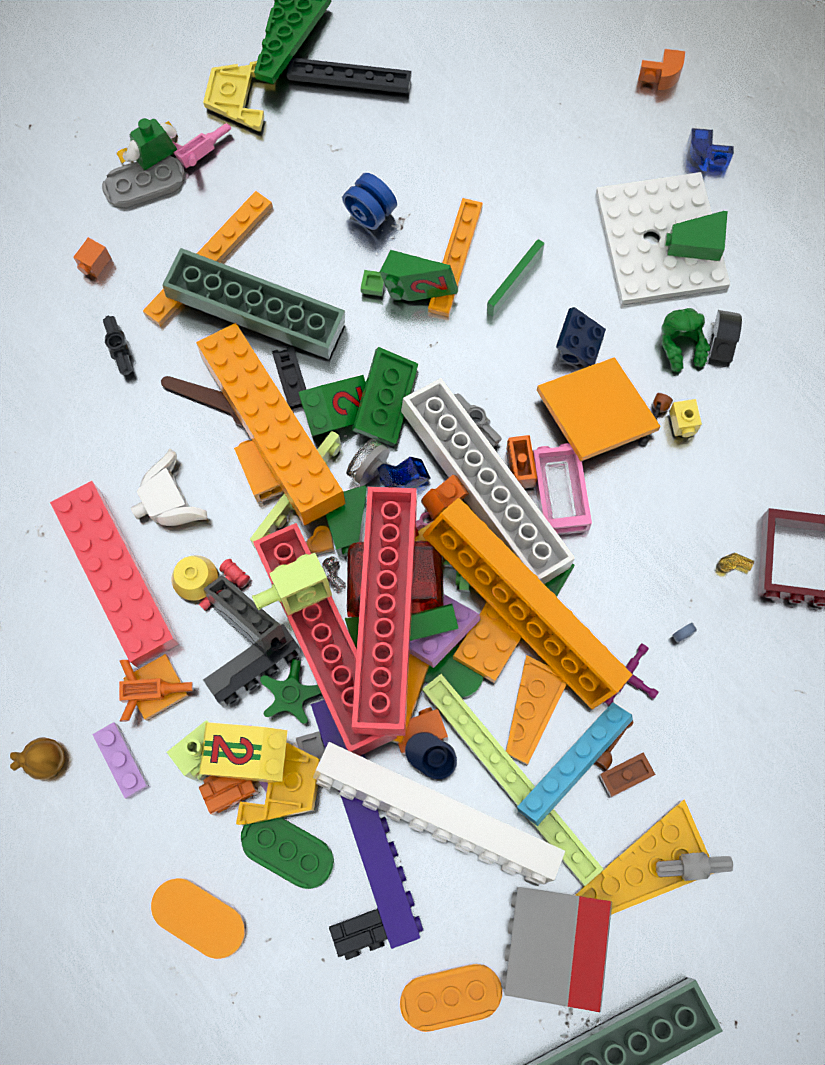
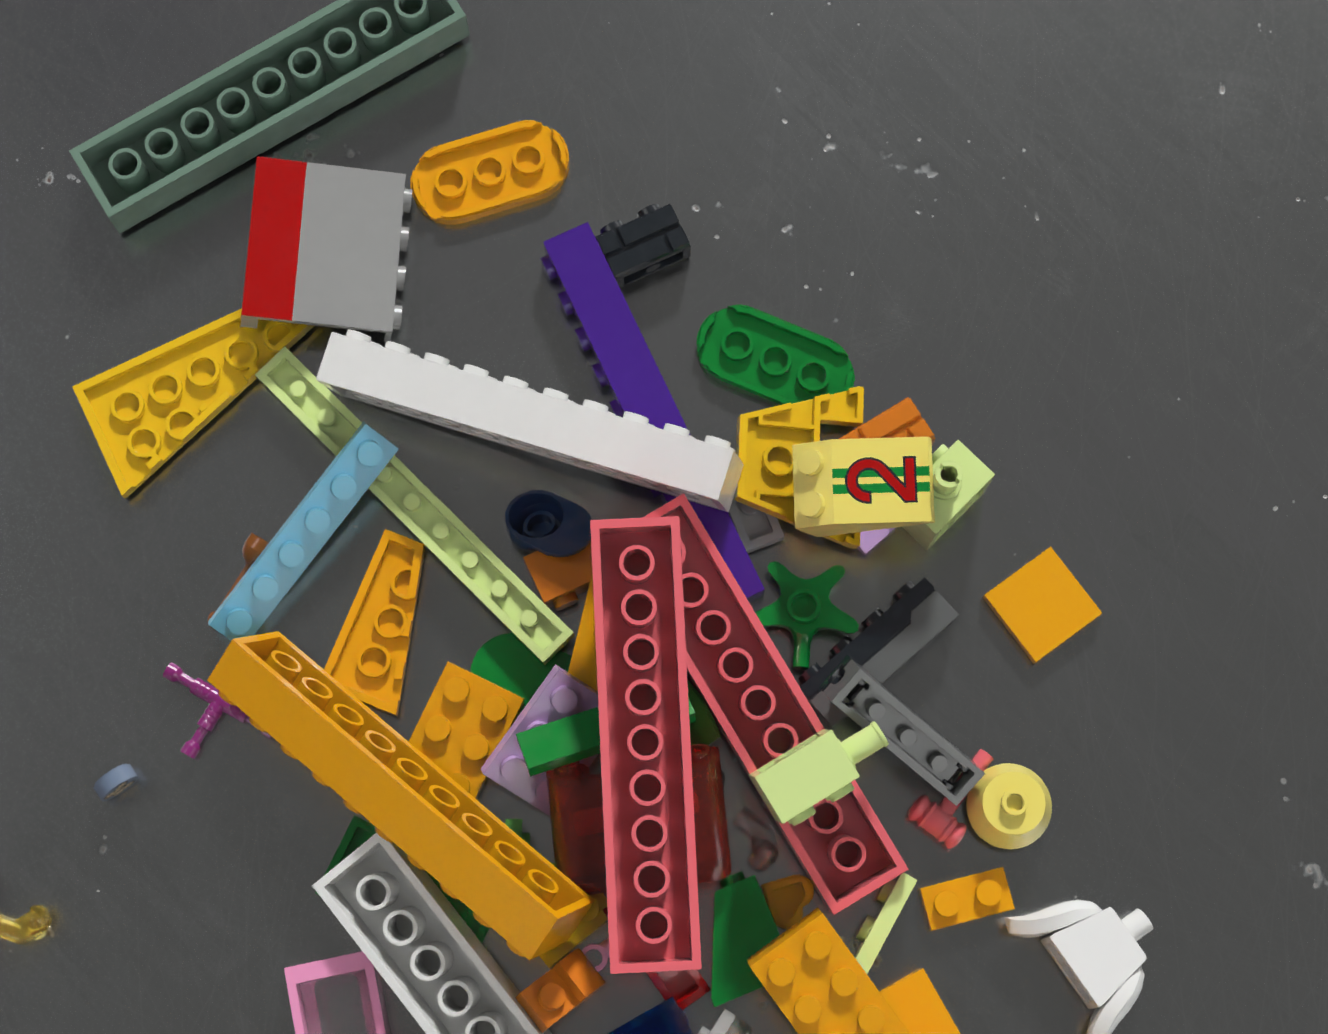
camera: 170 degrees right, 5 degrees up
(39, 759) = (1215, 463): pearl gold hat -> none
(114, 574) = (1160, 802): coral brick -> none
(120, 760) = (1078, 477): lavender plate -> none
(144, 690) = (1058, 591): orange piece -> none
(198, 918) = (903, 247): light orange tile -> none
(225, 533) = (966, 898): none -> light orange plate
(627, 774) = (217, 529): dark orange plate -> none
(694, 866) = (106, 386): light grey axle -> none

